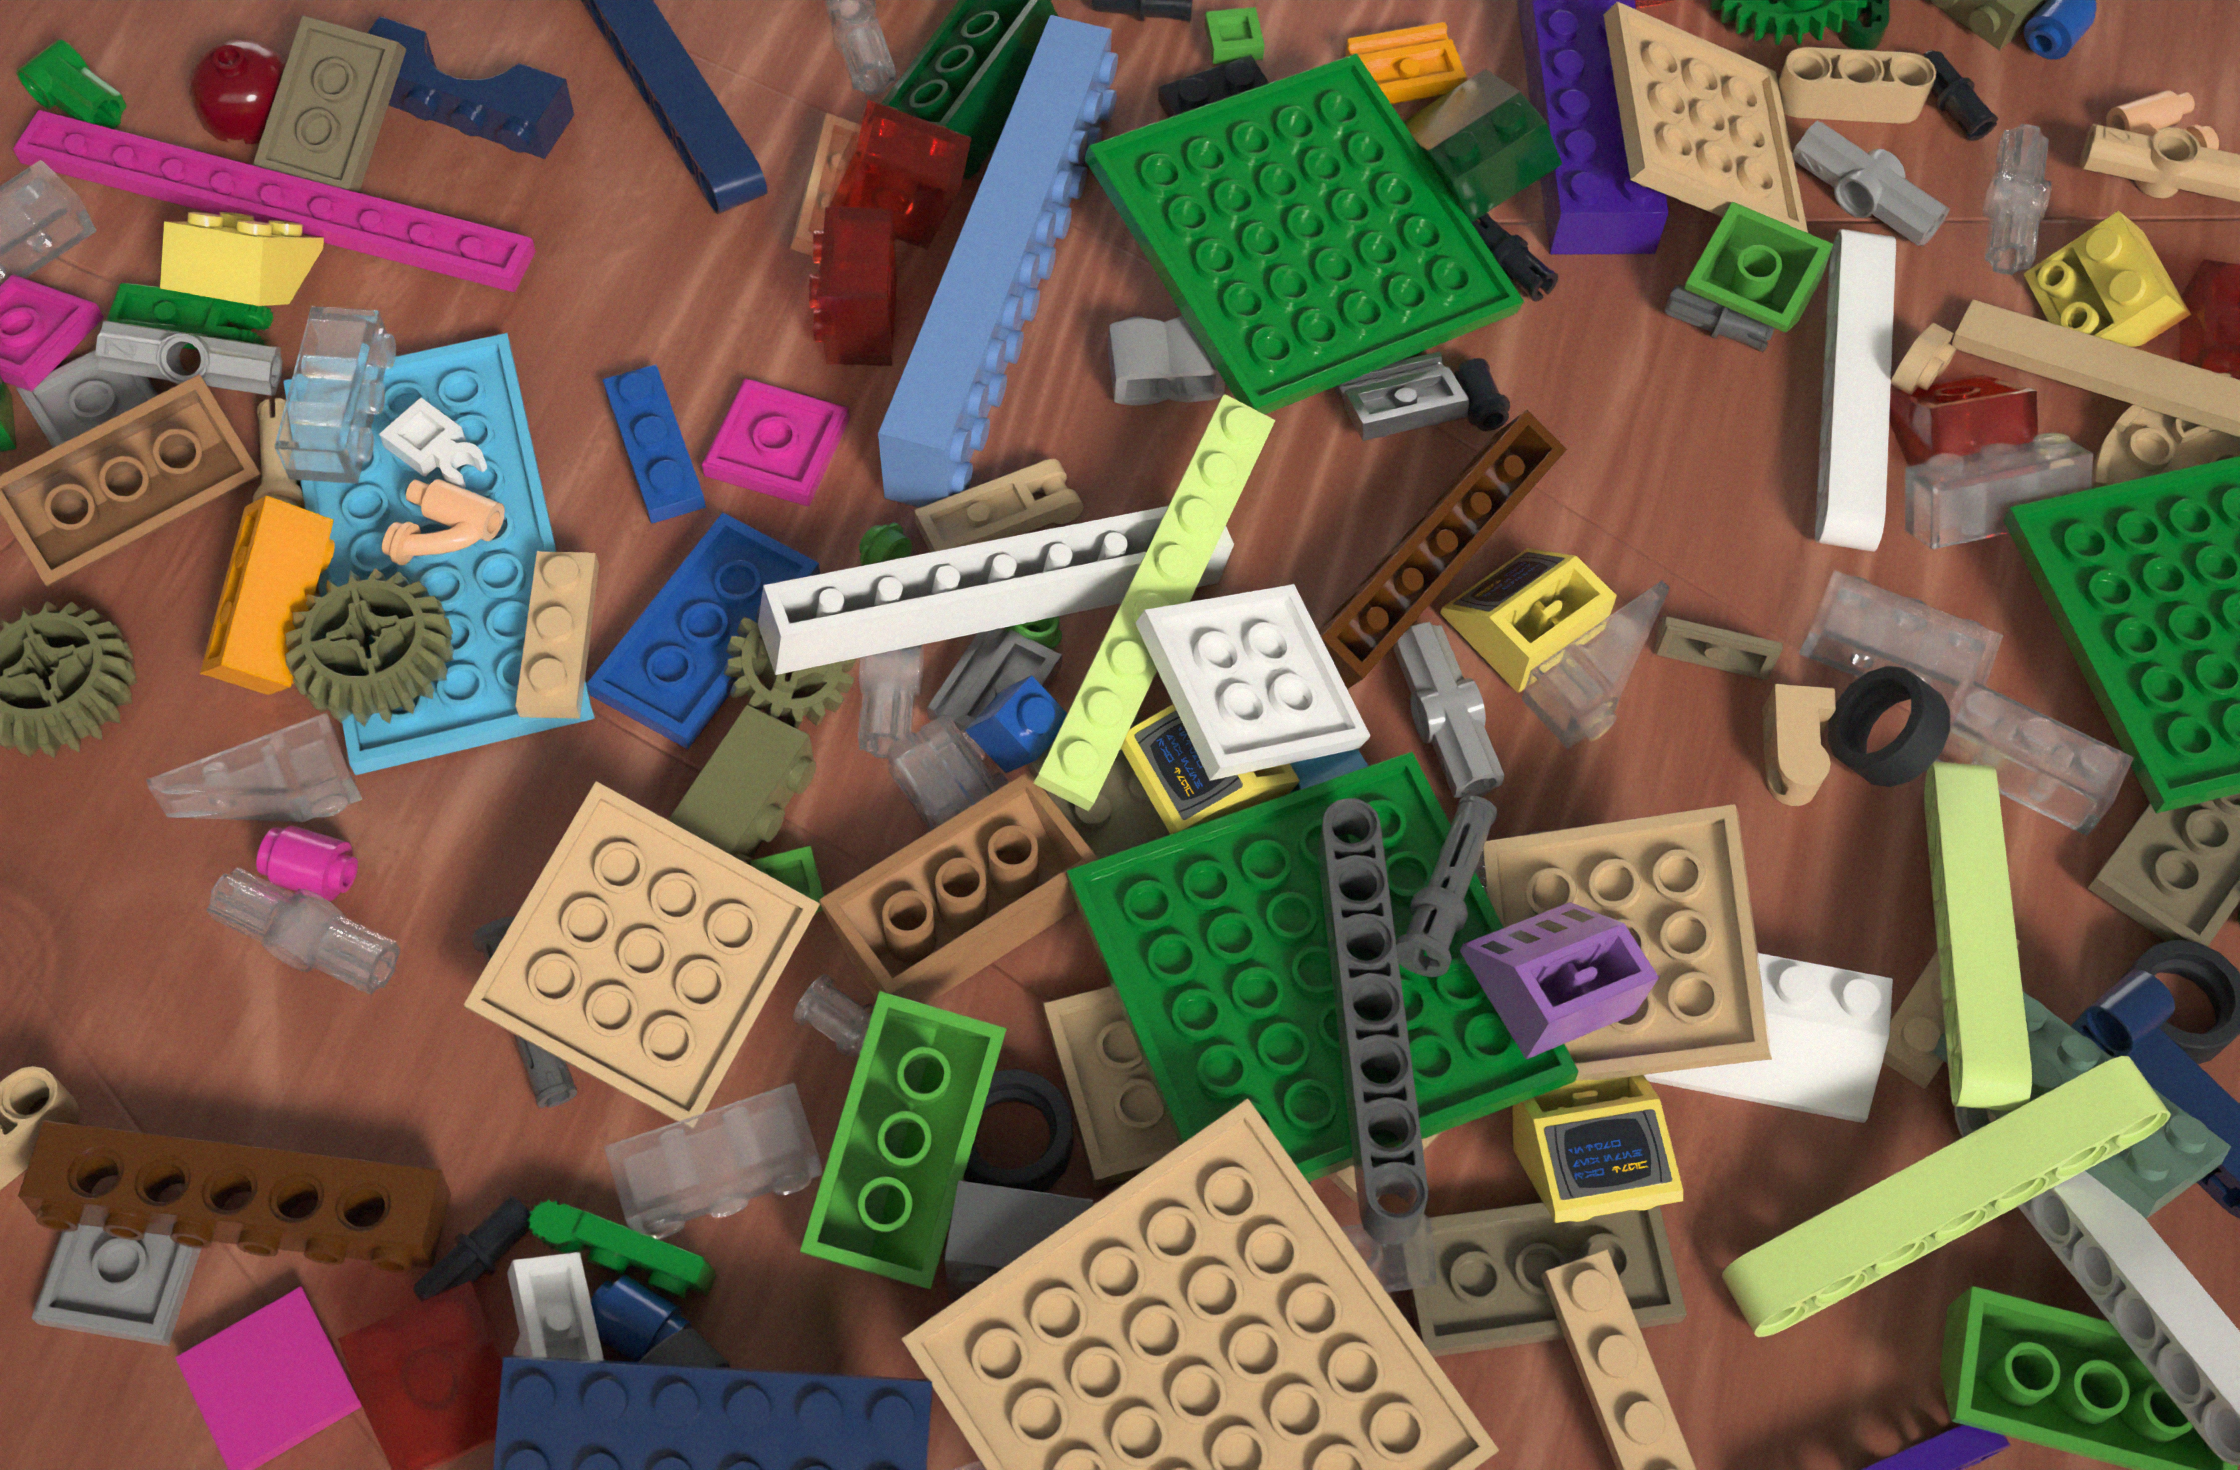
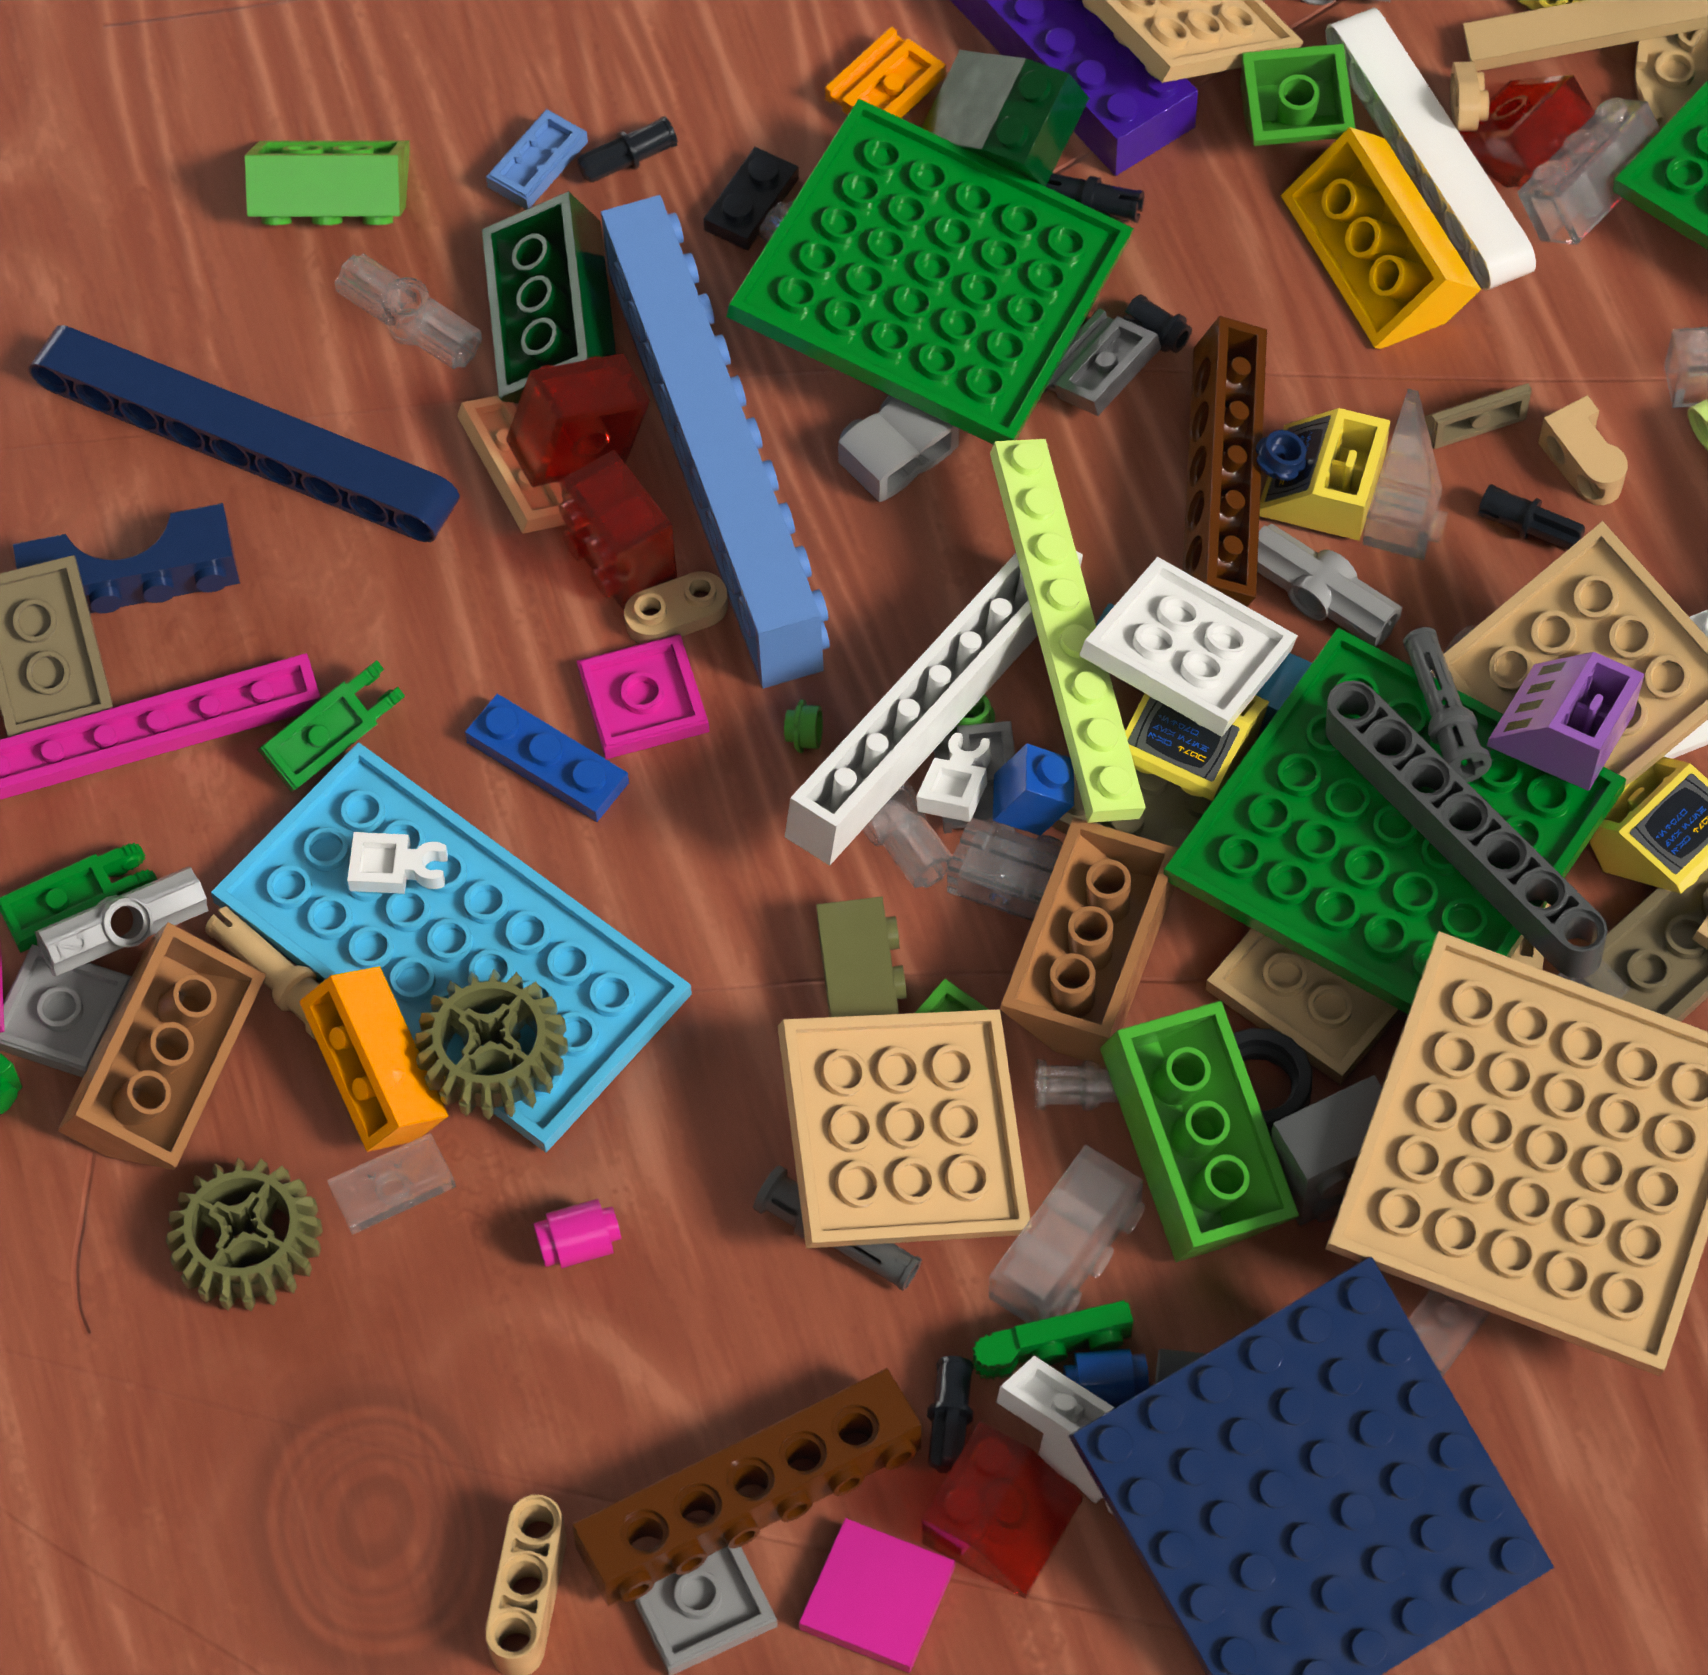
camera: 30 degrees left, 0 degrees up
(203, 714) = (391, 1183): none -> clear plate
(237, 258) = (82, 818): light yellow slope -> none
(271, 778) = (492, 1193): clear slope -> none
(303, 930) = (618, 1283): clear piece -> none
(335, 395) = (281, 872): clear brick -> none
(467, 514) = (455, 900): light nougat plant -> none
(495, 307) = (326, 729): none -> green hinge
(557, 635) = (621, 945): tan plate -> none
(675, 653) = (721, 873): blue plate -> none
(775, 698) = (806, 876): olive gear -> none
(863, 383) = (677, 607): none -> tan plate
(957, 678) = (956, 784): none -> white plate
(1000, 508) = (865, 644): tan plate -> none
(1234, 35) = (727, 137): bright green plate -> none
(1497, 558) = (1281, 455): none -> dark blue plate
(1693, 764) = (1529, 517): none -> black axle
(1717, 318) = (1283, 155): dark grey axle -> none
(1745, 439) = (1379, 240): none -> yellow slope
(1872, 628) = (1600, 331): clear brick -> none
(1913, 748) = (1678, 401): black tyre -> none

